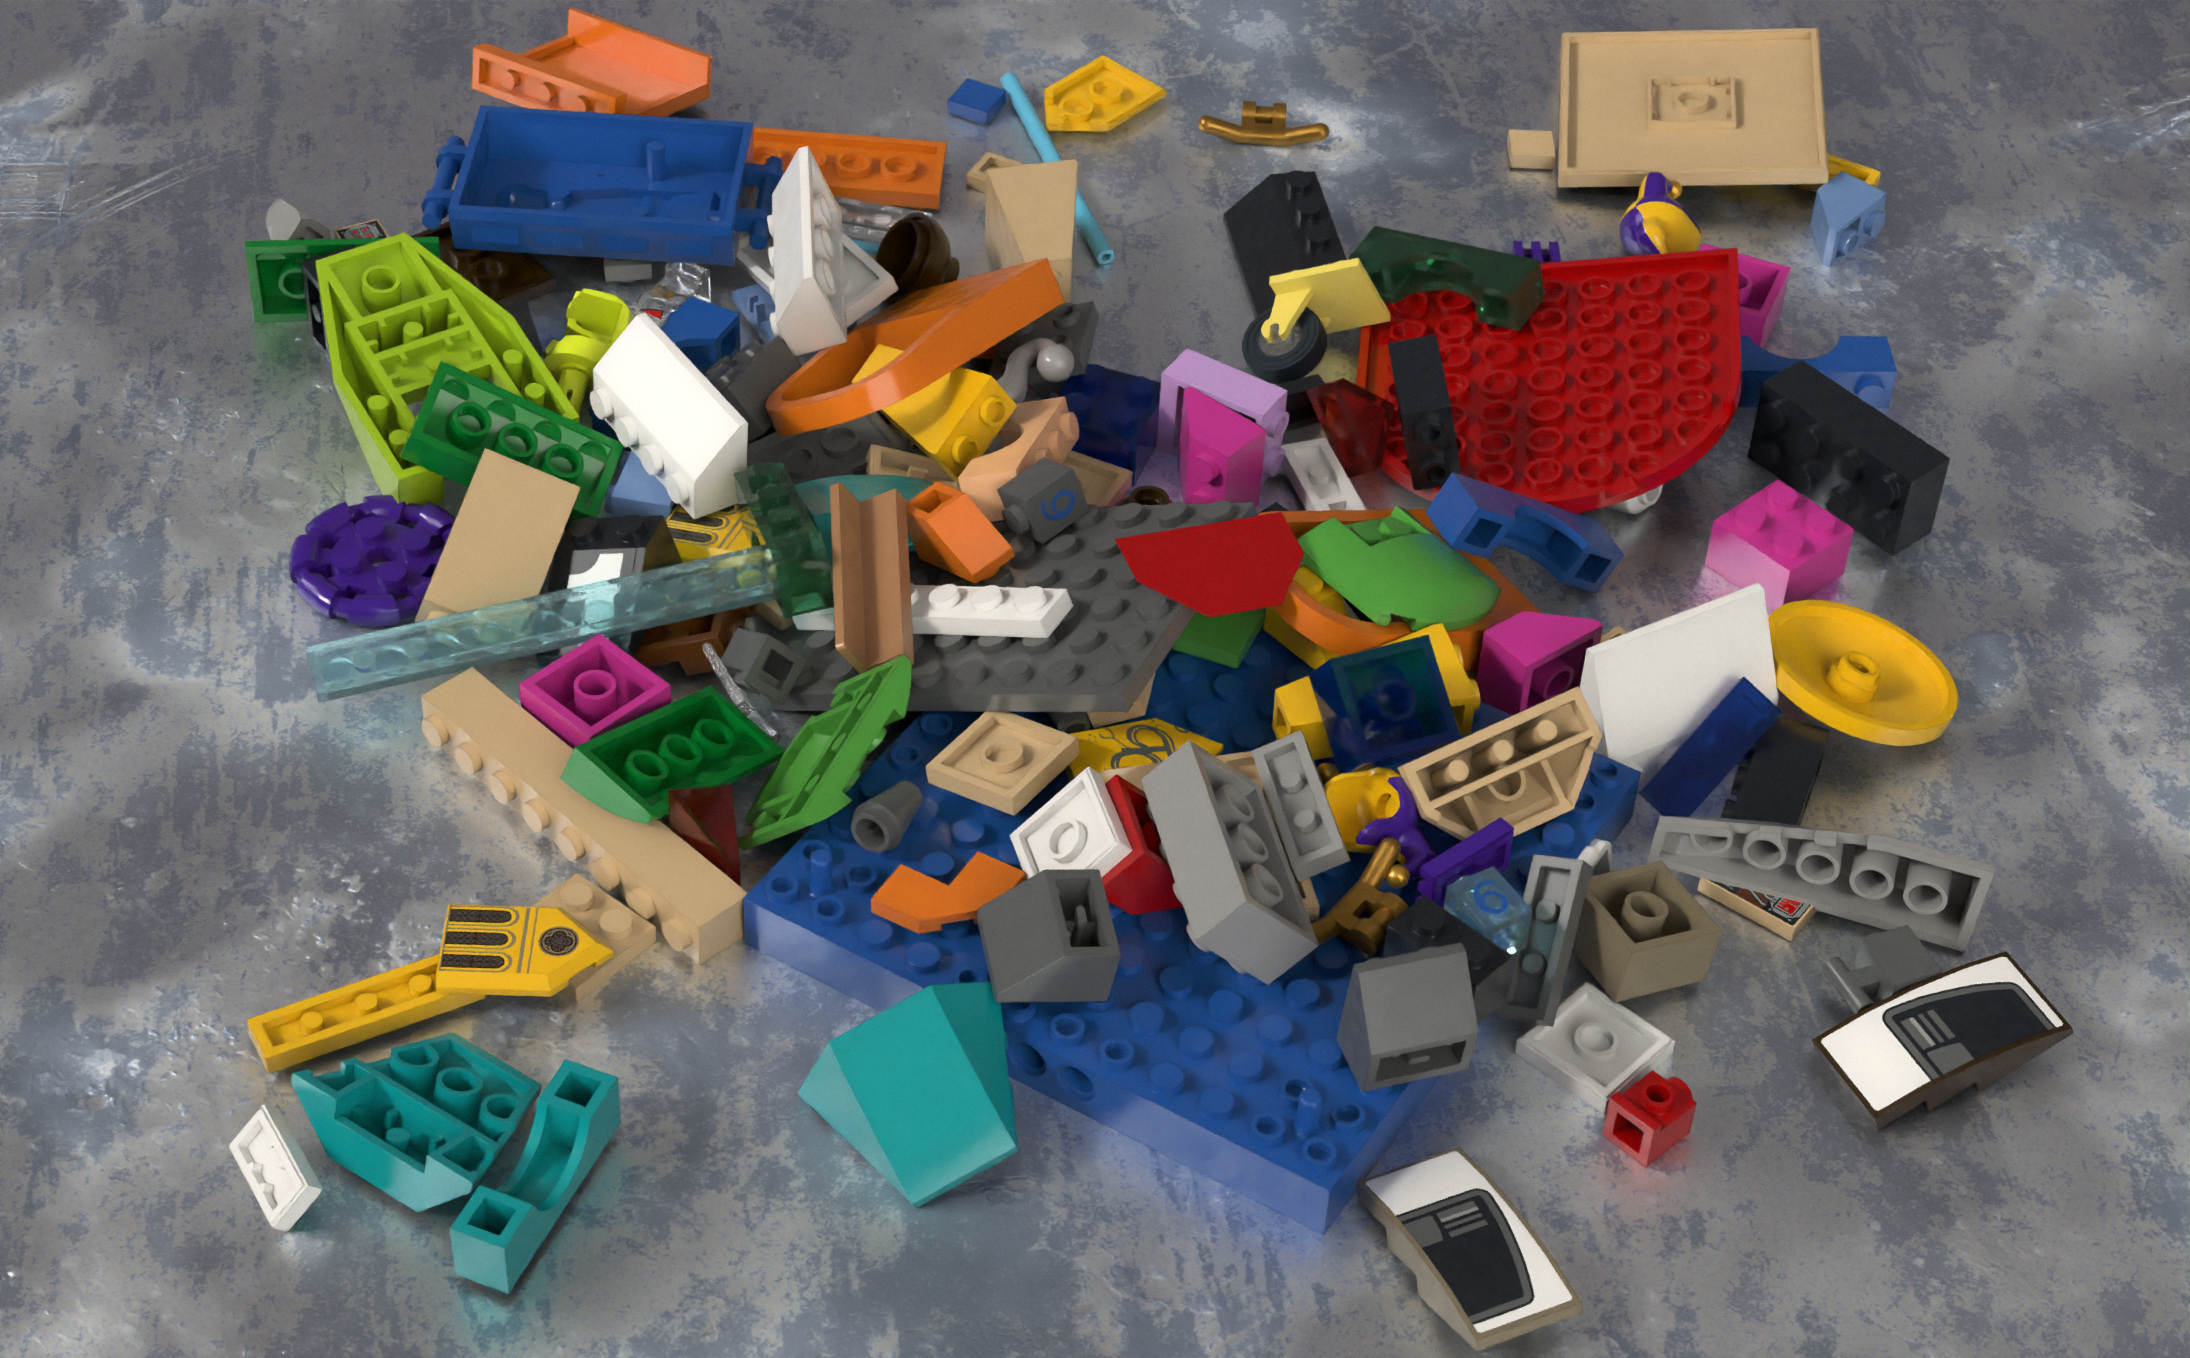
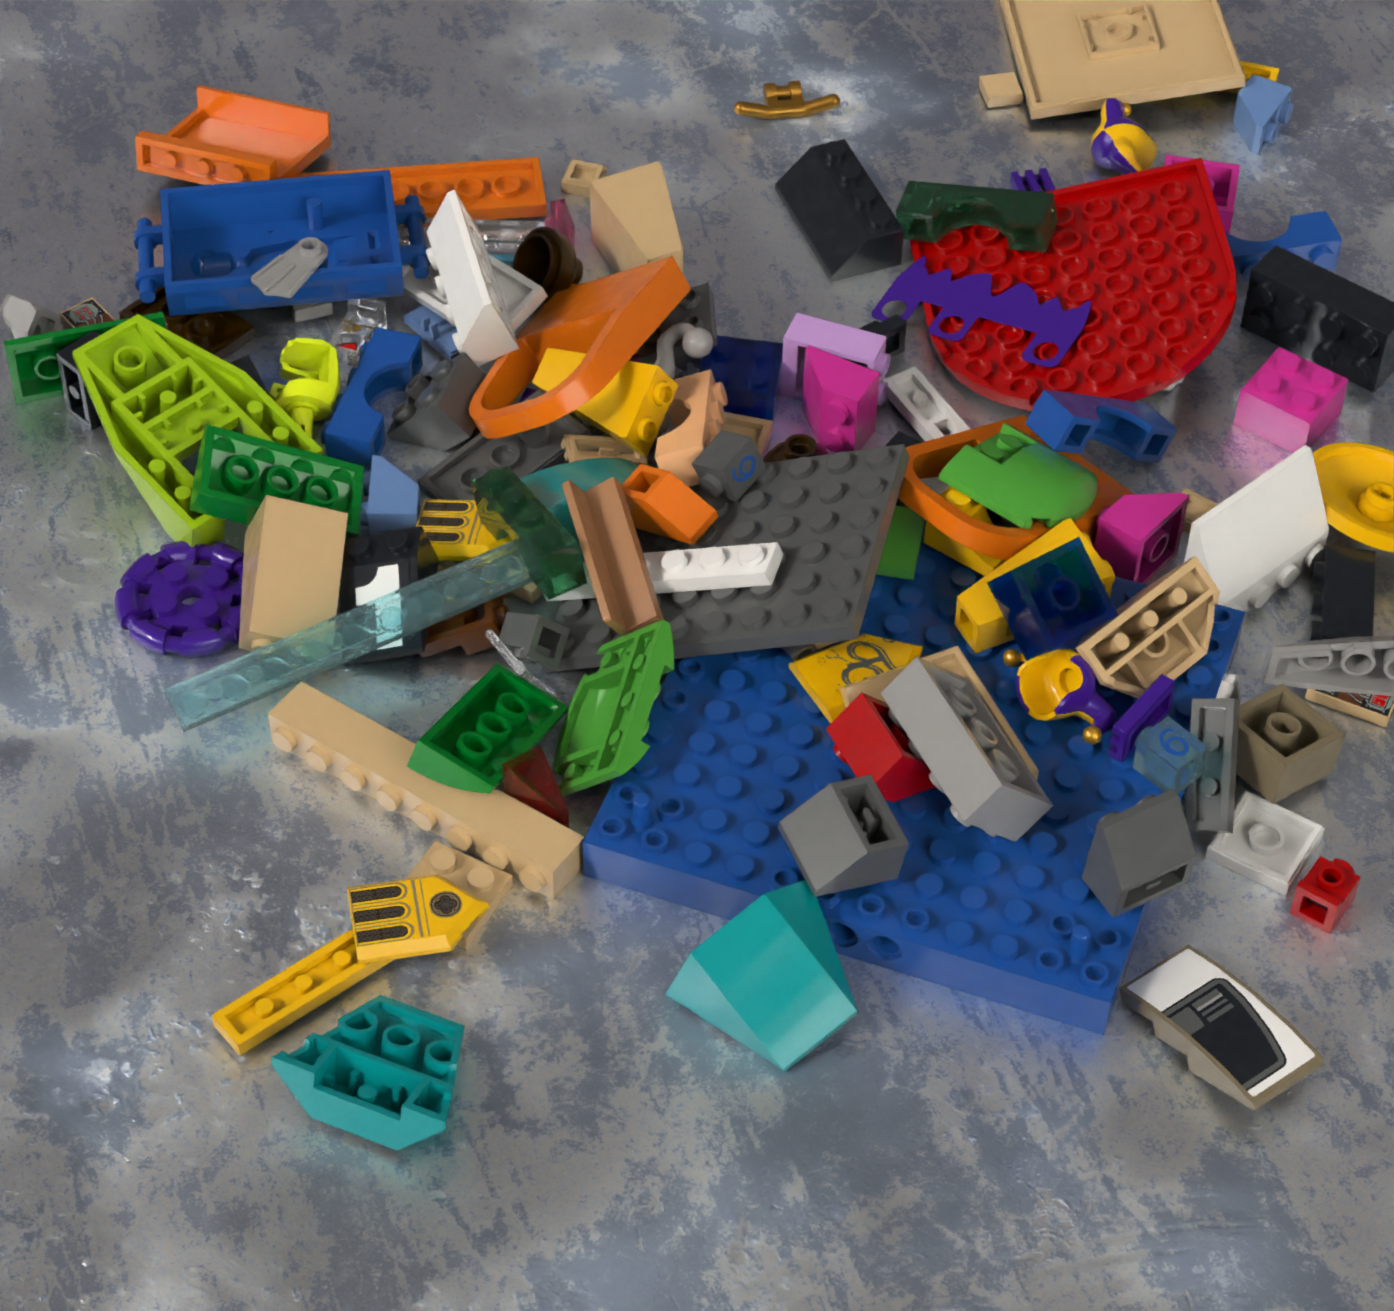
camera: 10 degrees left, 5 degrees up
(275, 1168) = (274, 1135): white plate -> none
(507, 1225) = (498, 1076): teal arch -> none
(592, 691) = (409, 689): dark pink brick -> none
(601, 211) = (291, 269): none -> light grey piece
(671, 418) = (403, 440): white slope -> none
(886, 817) = (680, 756): dark grey cone -> none
(926, 903) = (734, 823): orange tile -> none
(952, 217) = (561, 219): none -> clear pink plate
(976, 101) = (548, 116): blue tile -> none
(1003, 761) = (759, 692): tan plate -> none
(1049, 153) = (620, 152): medium azure piece -> none
(1073, 830) = (835, 746): white tile -> none
(1097, 98) = (645, 97): yellow tile -> none
(1218, 564) = (893, 502): red sticker -> none
(1300, 806) = (1003, 690): light grey plate -> none
(1309, 304) = (863, 285): light yellow plate -> none
(1354, 424) = (938, 353): clear red slope -> none
(1365, 897) = (1091, 763): pearl gold piece -> none
(1424, 411) = (998, 337): black window -> none
(1431, 925) = (1137, 778): black brick -> none
(1468, 388) = (972, 298): none -> dark purple piece
(1710, 751) = (1290, 585): clear blue tile -> none

